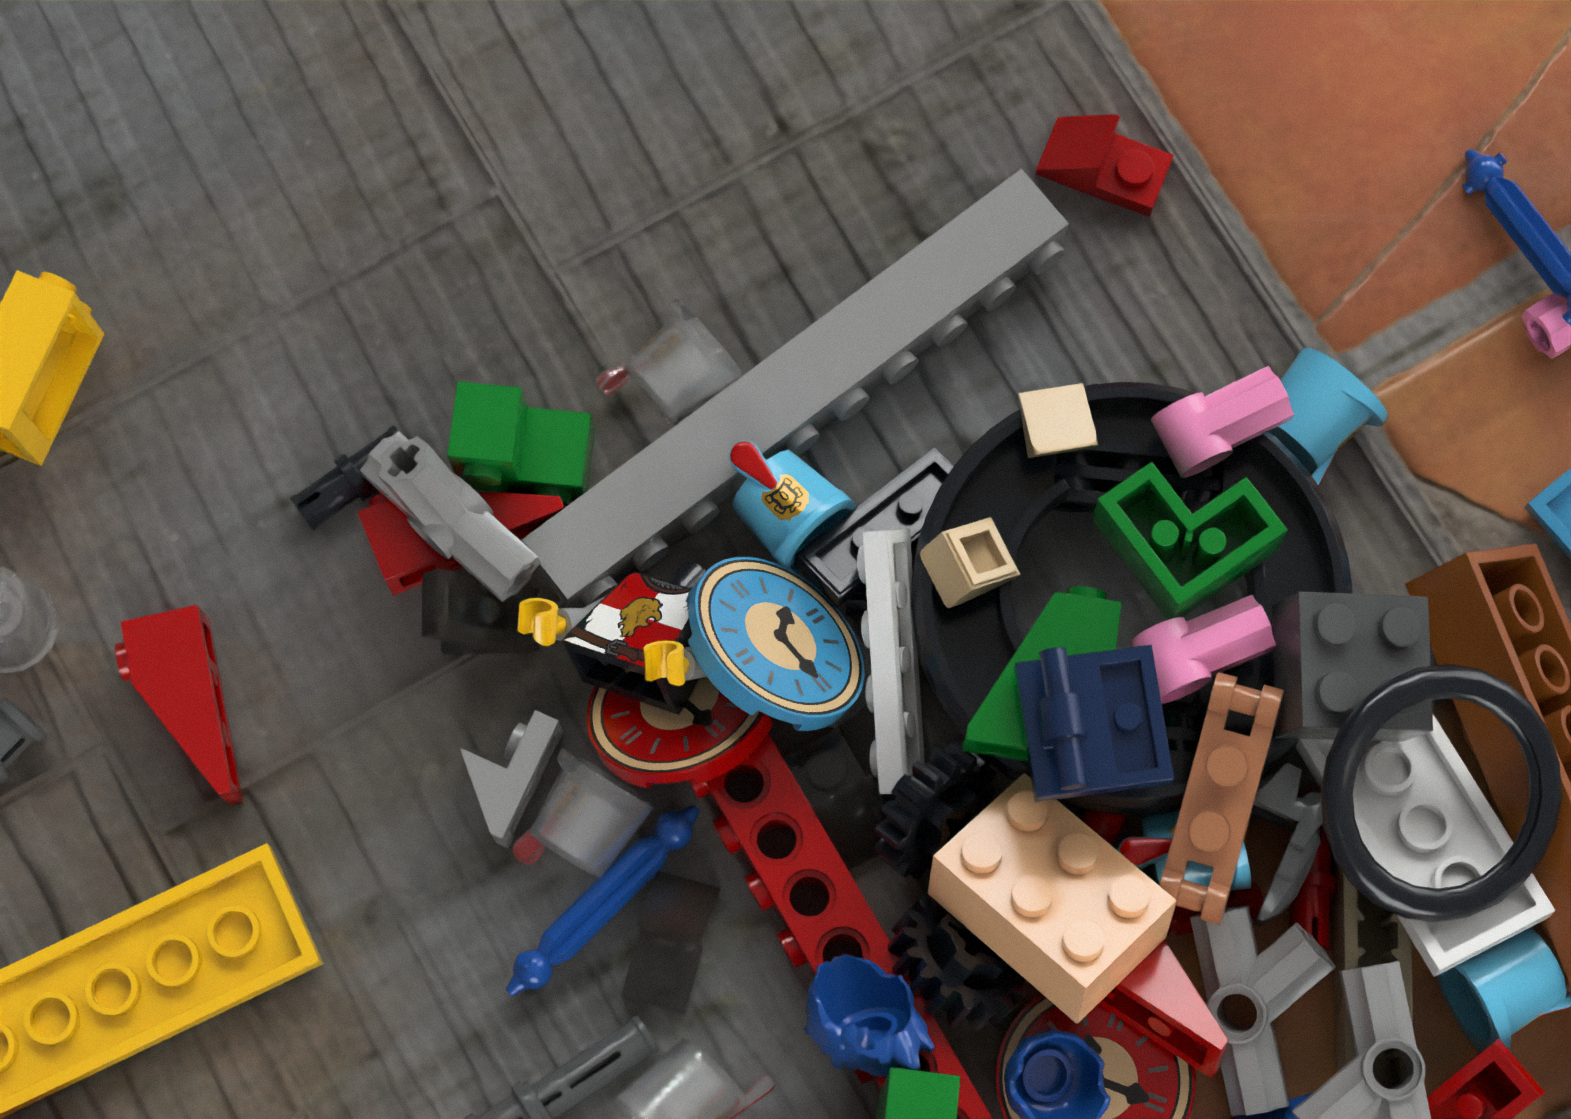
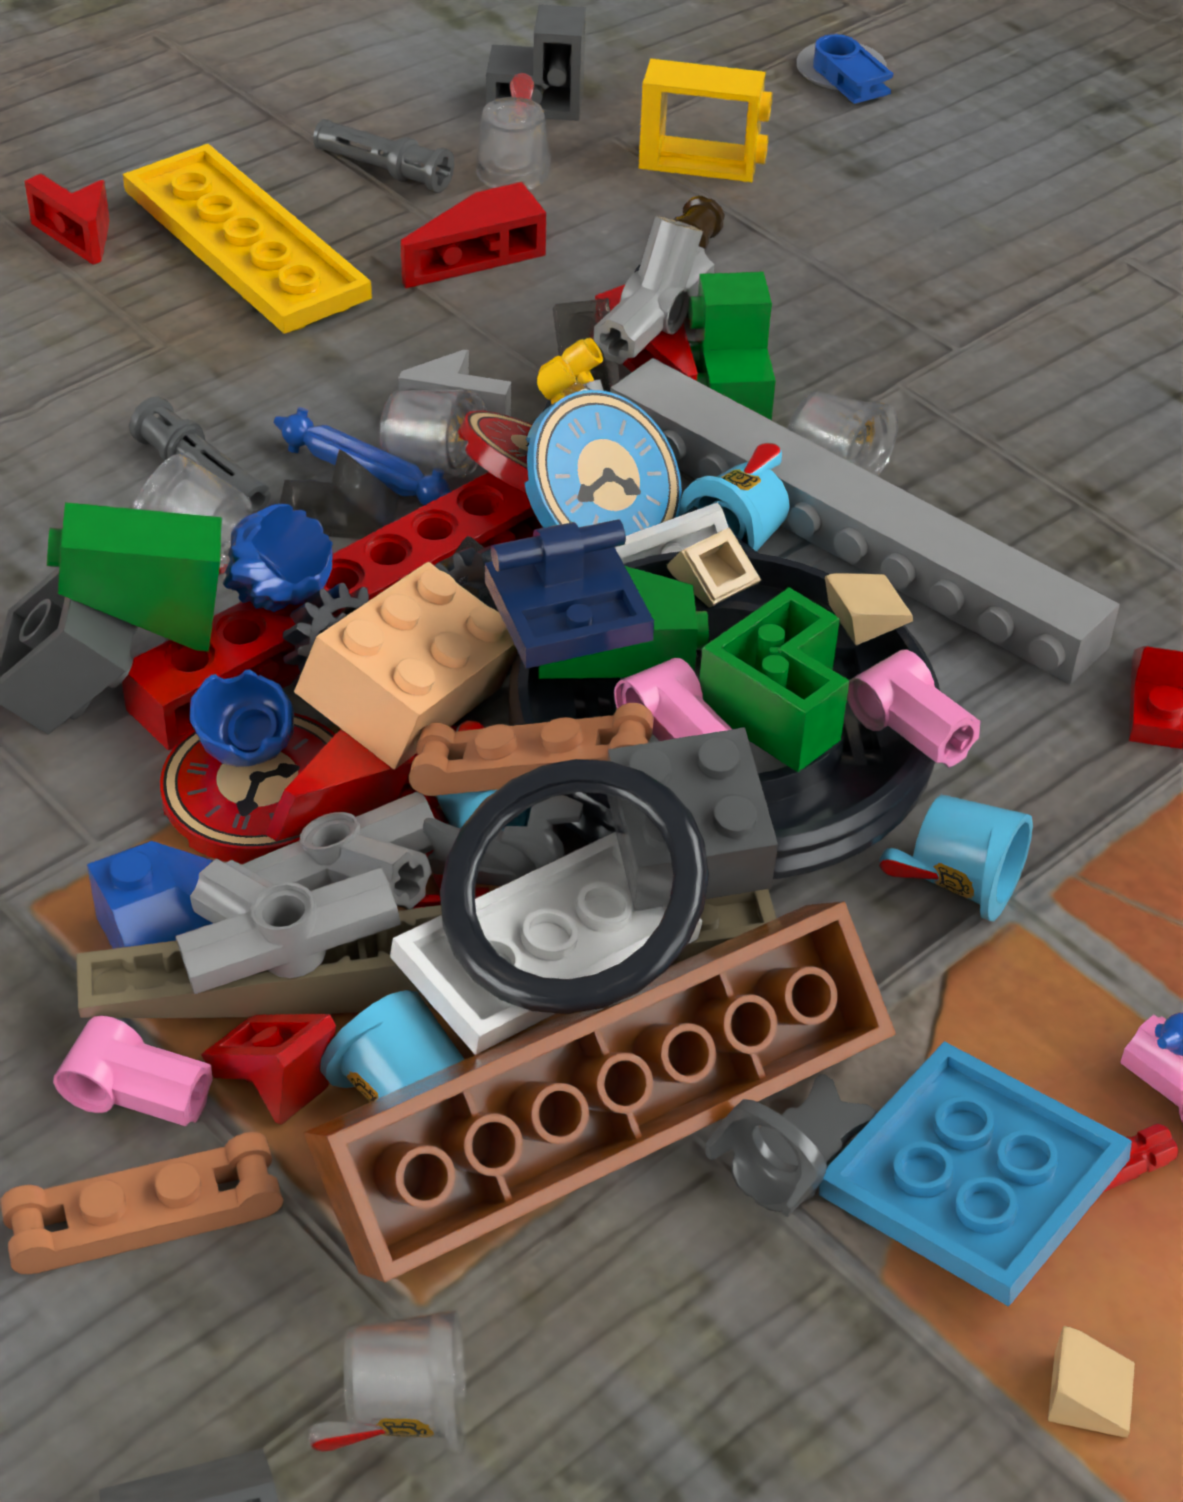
camera: 75 degrees right, 30 degrees down
(222, 428) = (704, 215): none -> dark brown bush

